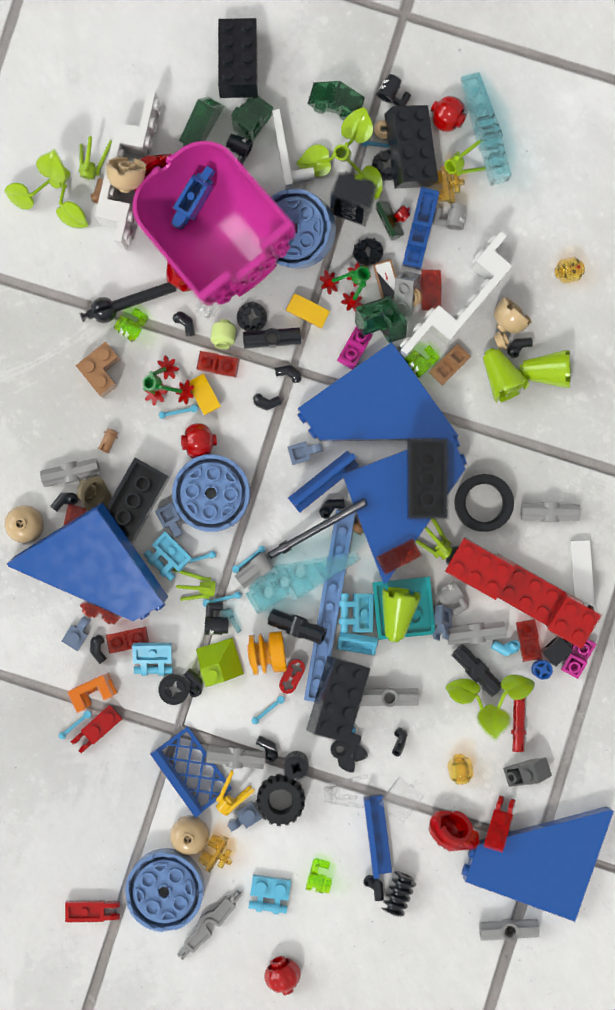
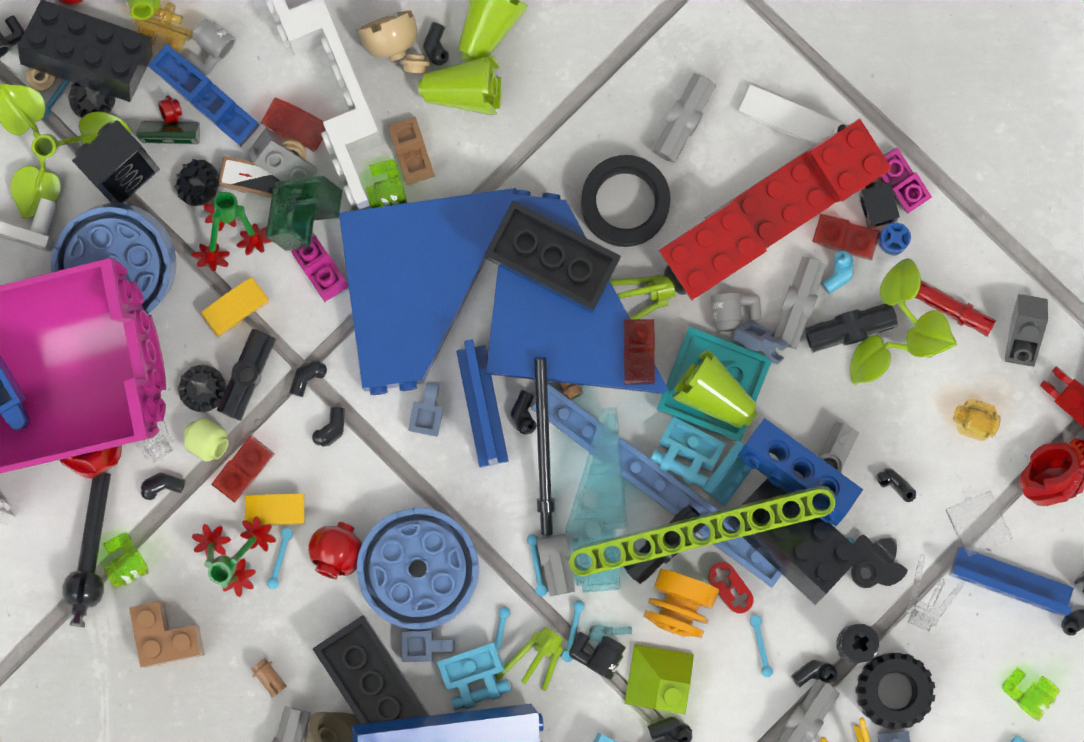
camera: 60 degrees left, 5 degrees down
(322, 649) = (689, 540): none -> lime beam
(381, 692) = (795, 457): none -> blue brick

